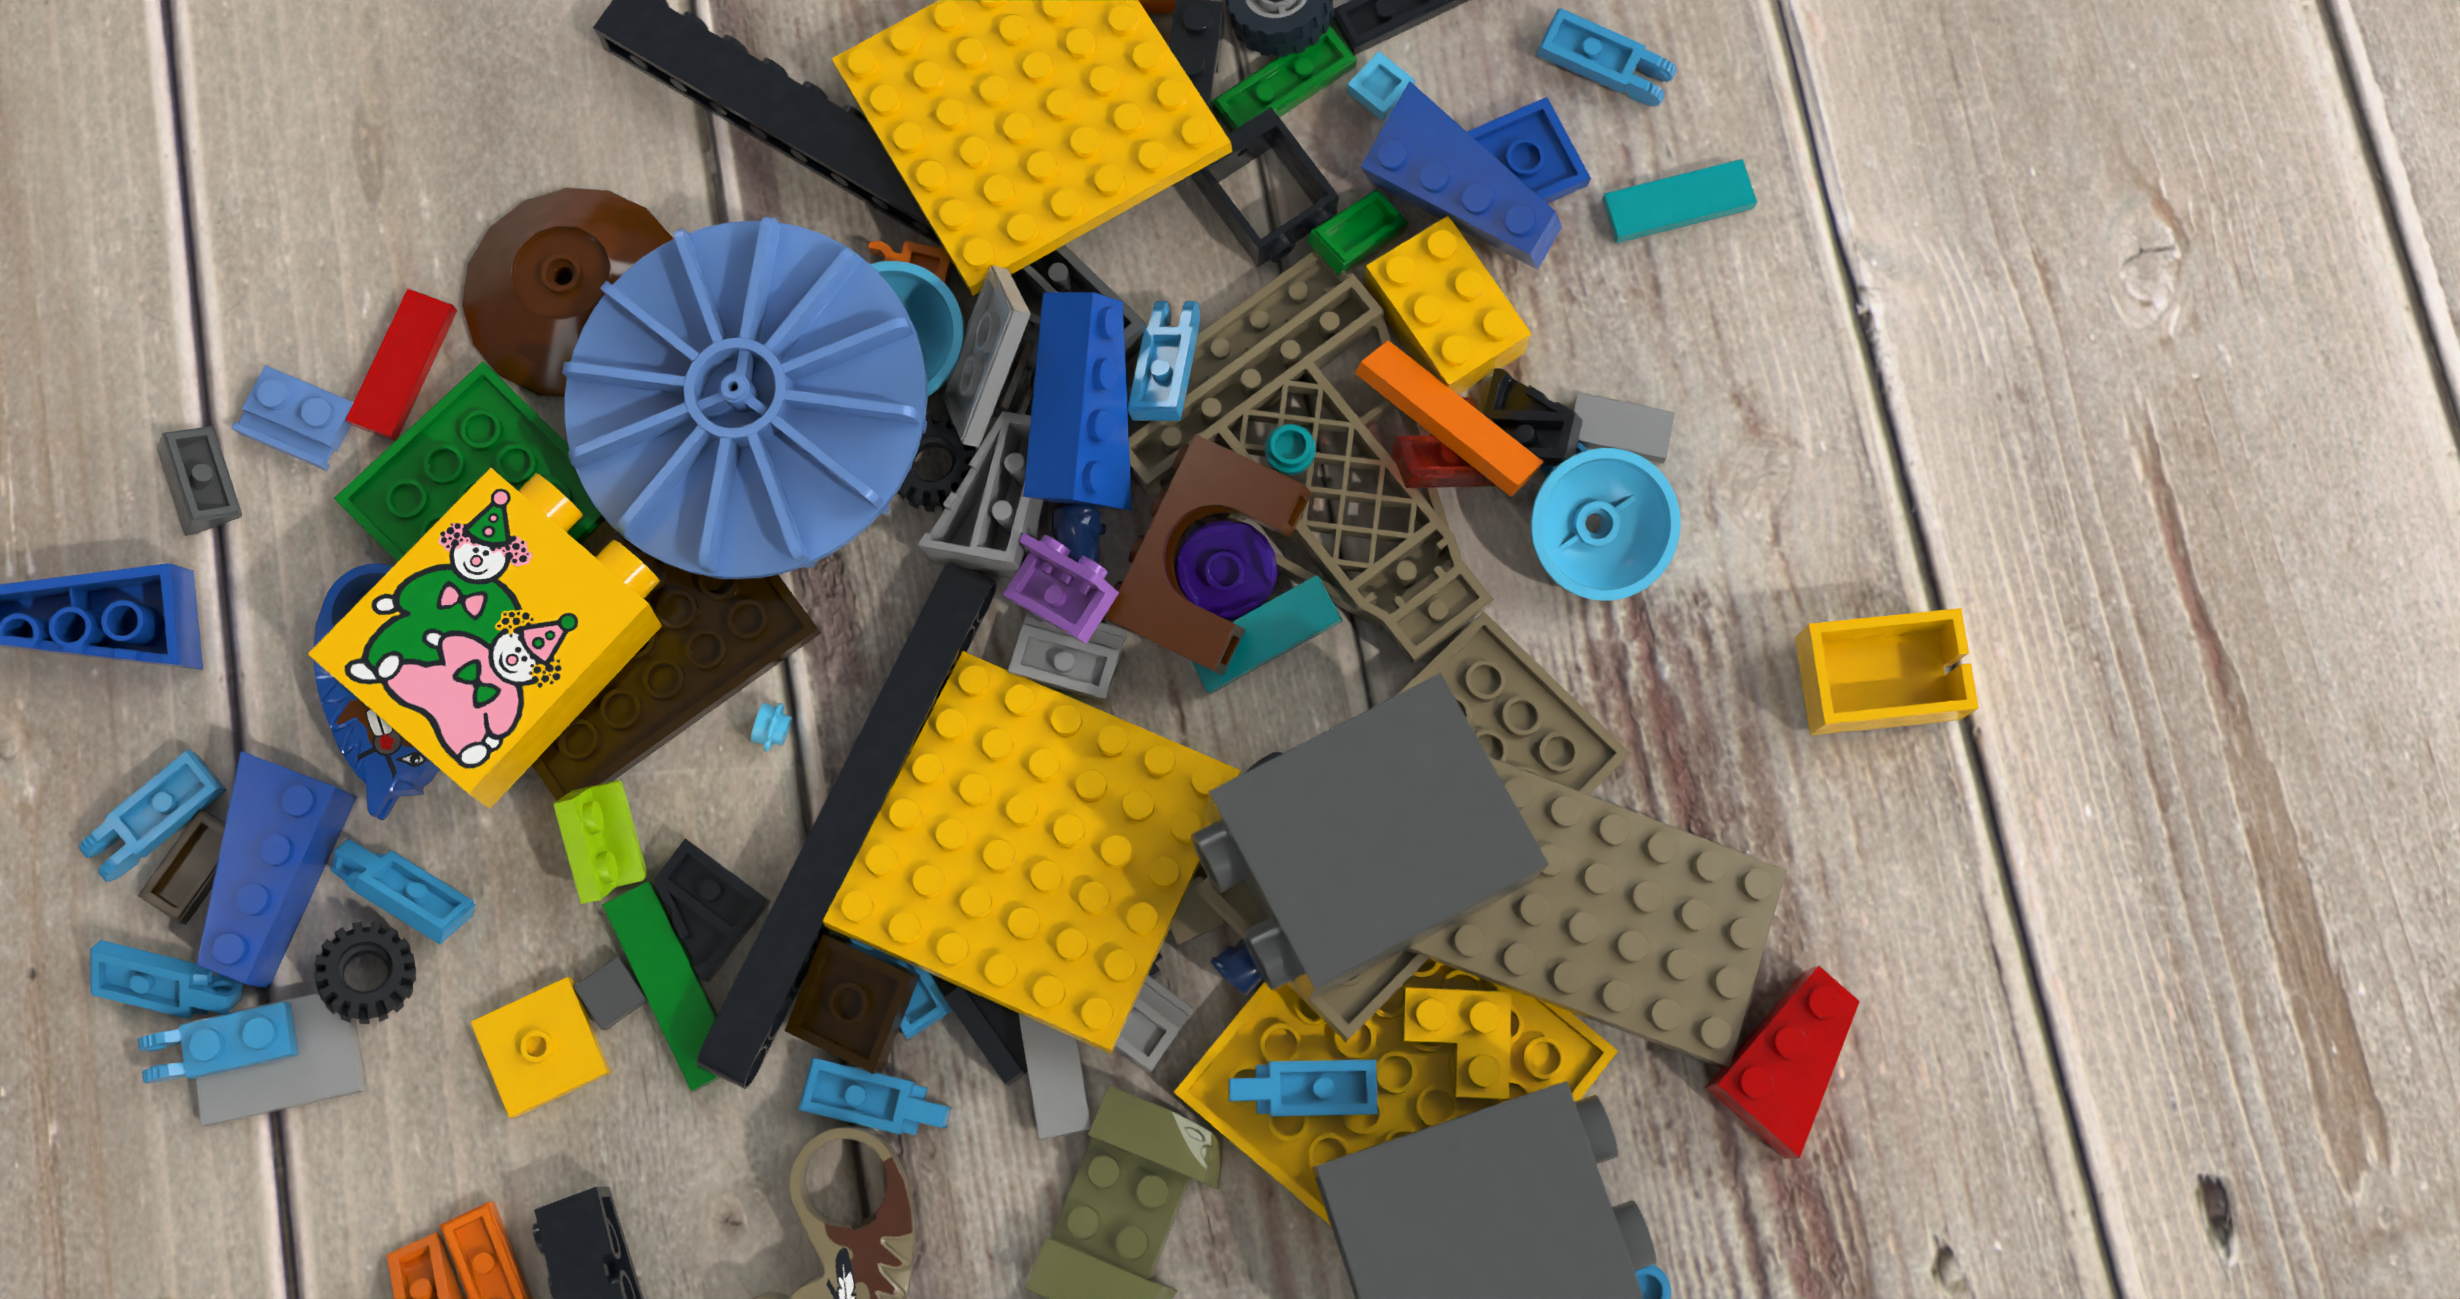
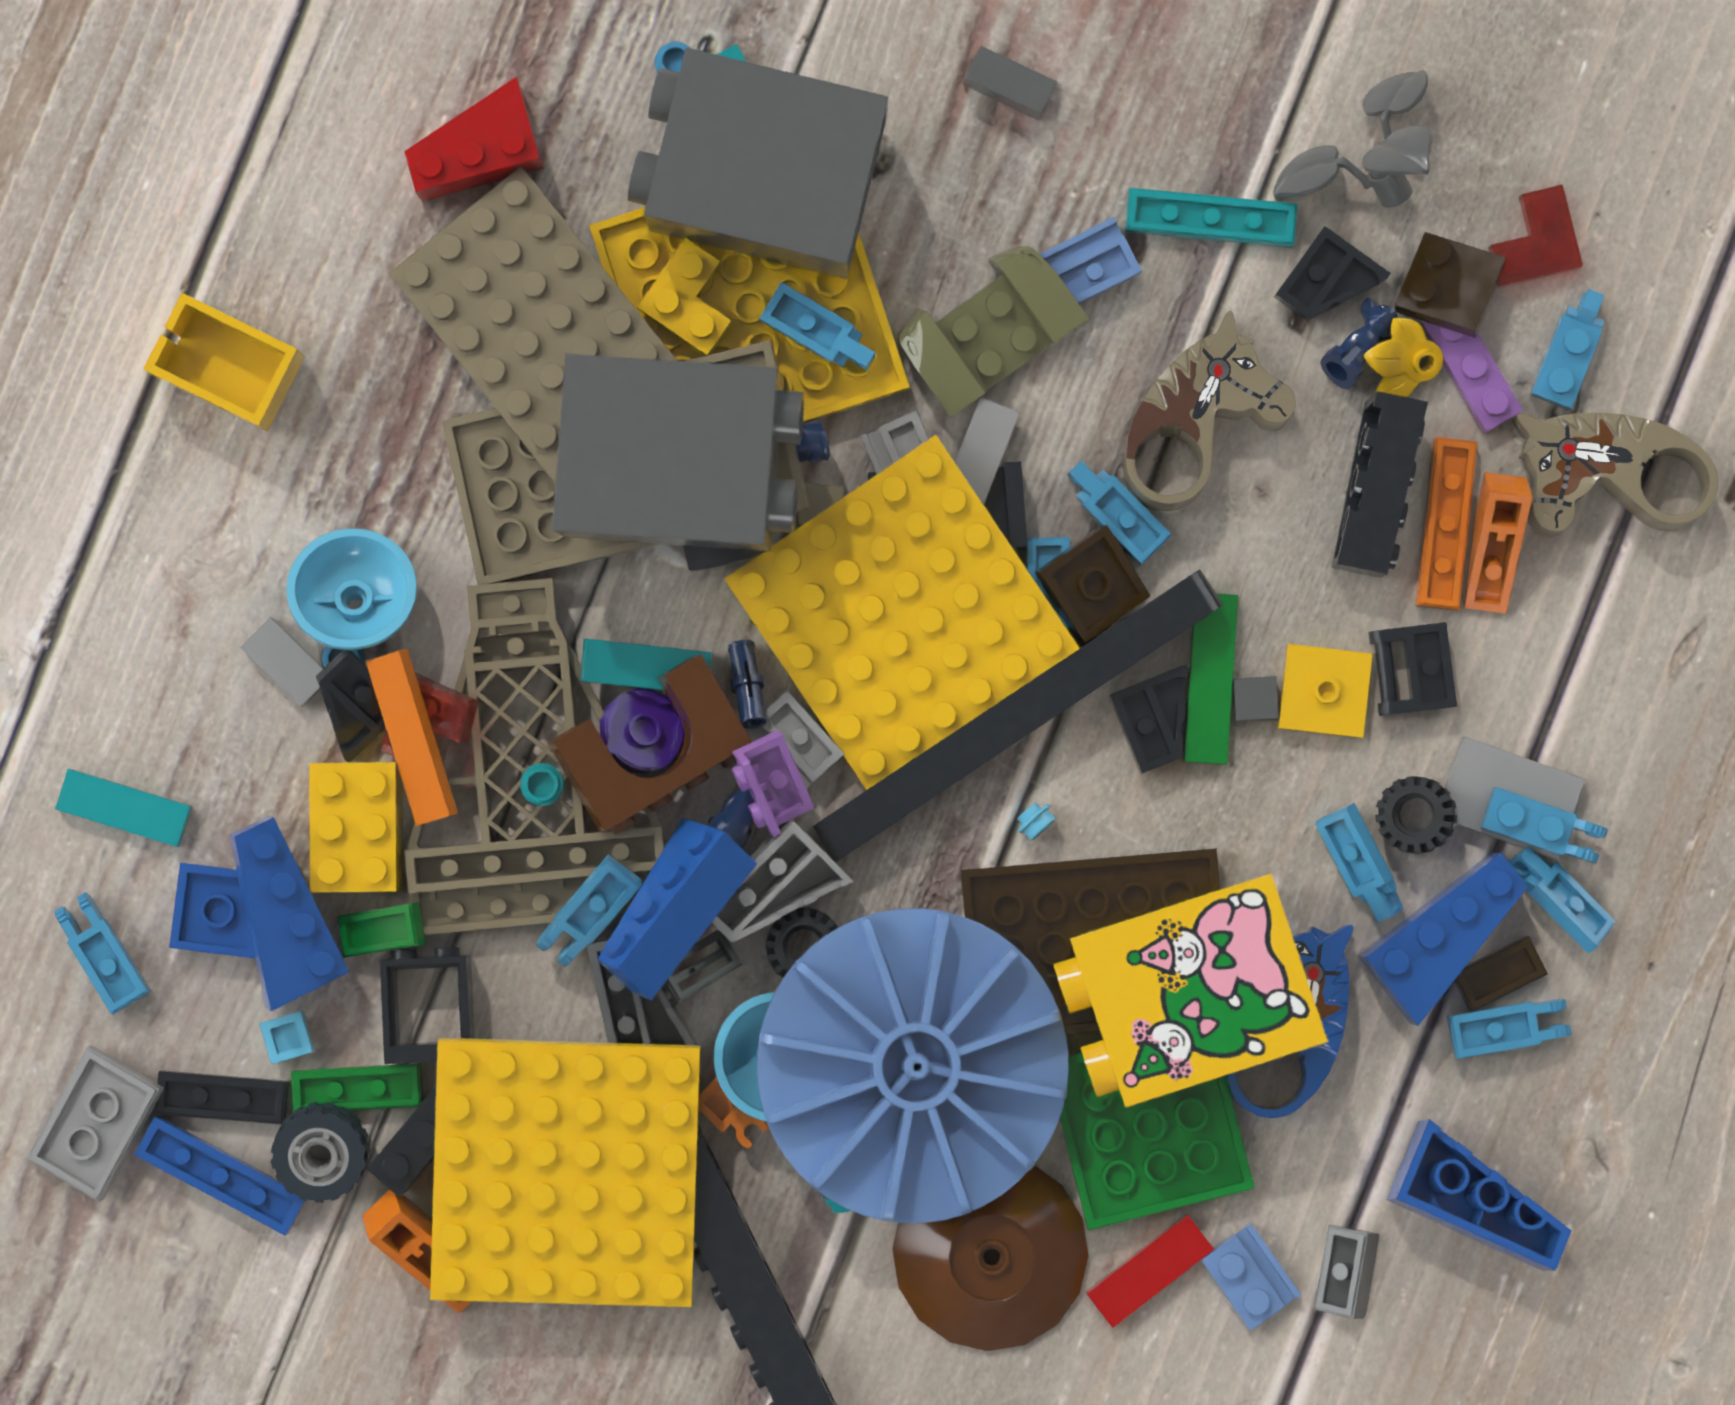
camera: 150 degrees left, 10 degrees up
(442, 1141) = (1426, 666): none -> black plate
(600, 839) = (1201, 807): lime bracket -> none
(986, 355) = (715, 988): light grey tile -> none
(1172, 706) = (747, 684): none -> dark blue pin

